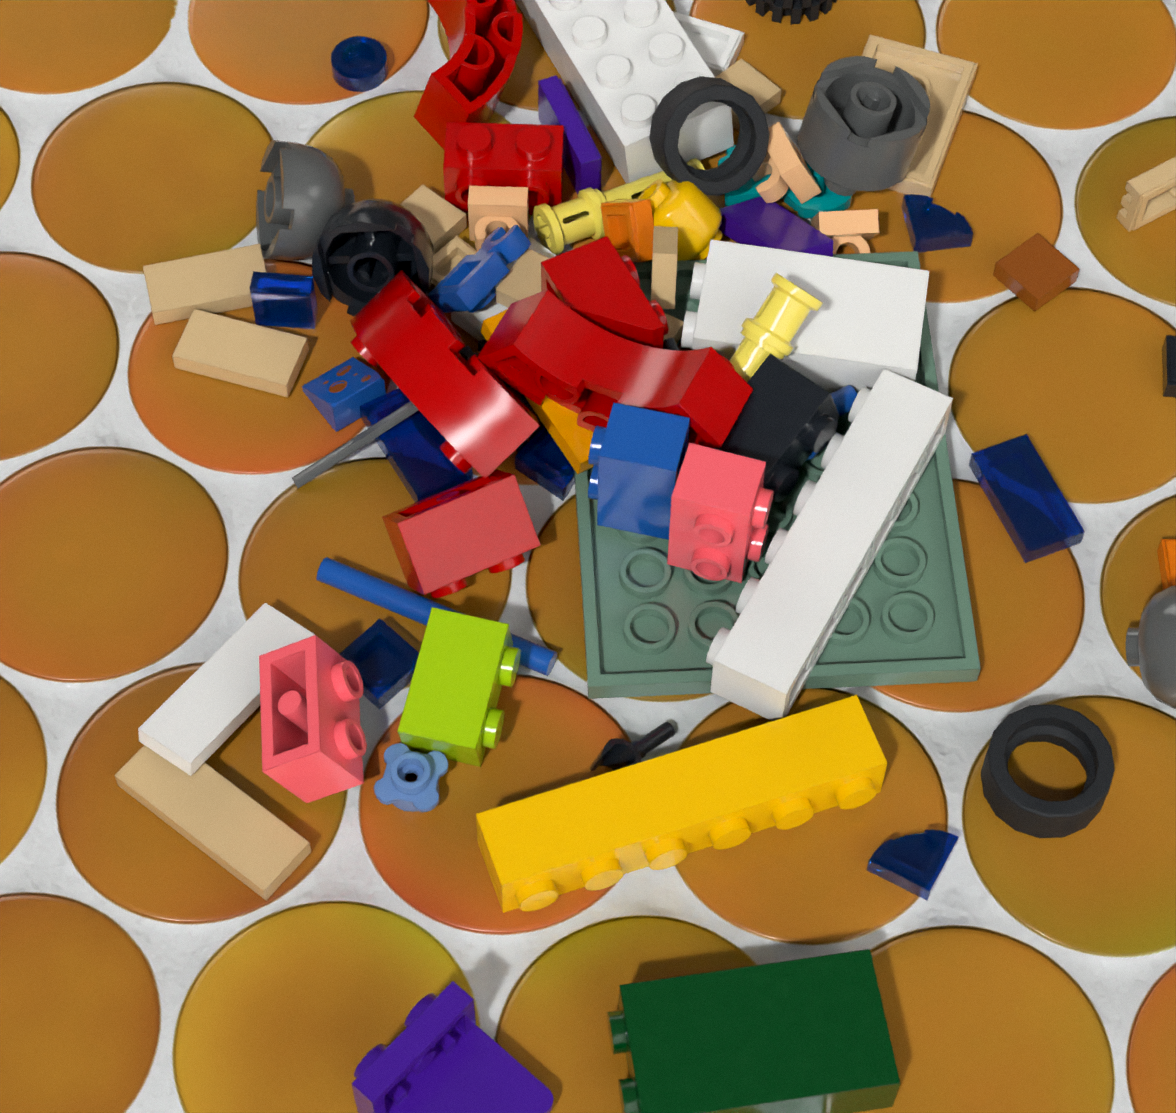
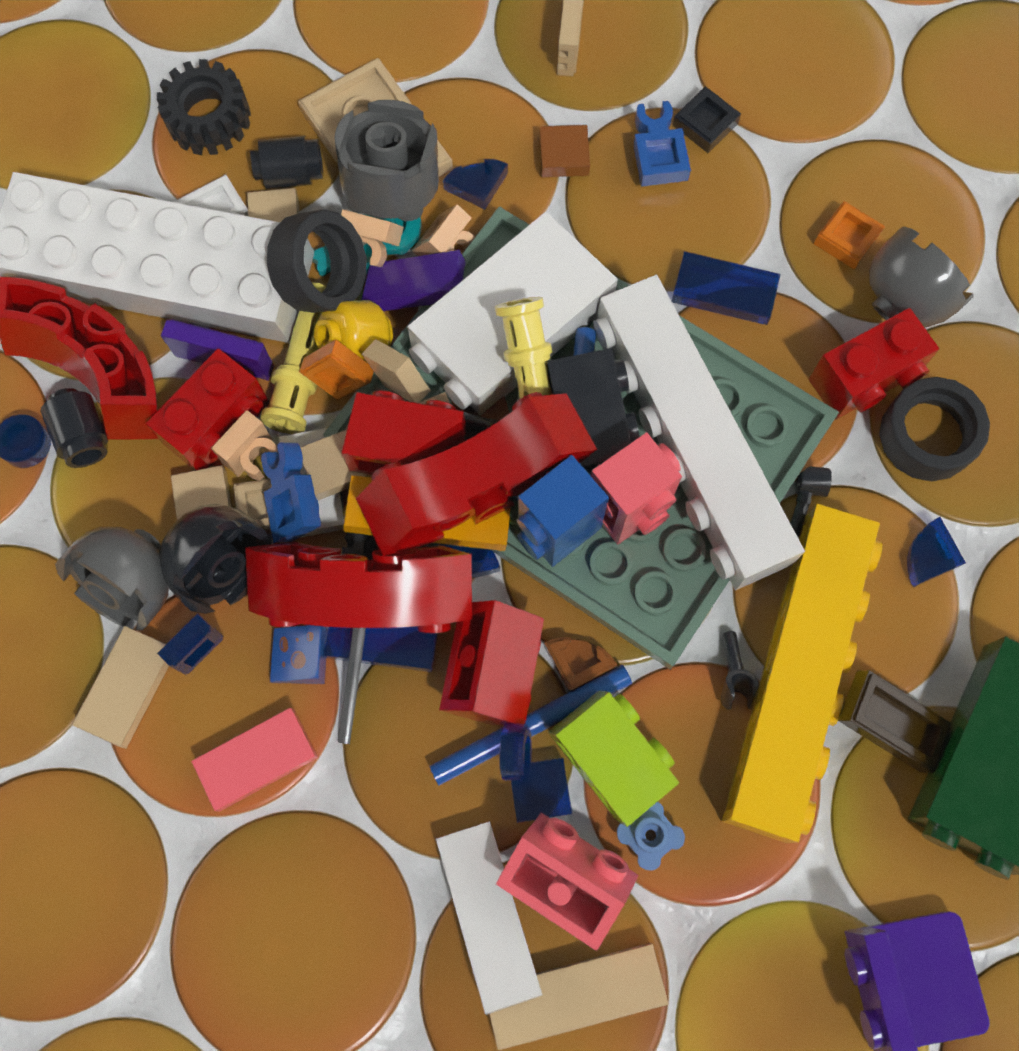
camera: 50 degrees left, 15 degrees up
(223, 421) = (254, 759): none -> coral tile
(240, 353) = (205, 705): tan tile -> none
(393, 600) = (515, 752): none -> clear blue tile
(399, 87) = (75, 427): none -> black brick
(530, 613) = (578, 661): none -> dark orange tile
(698, 909) = (894, 721): none -> dark brown tile
(793, 61) = (287, 162): none -> black brick
(889, 699) = (810, 482): none -> black hand
(1061, 663) = (874, 363): none -> red brick
(1114, 347) = (659, 151): none -> blue plate

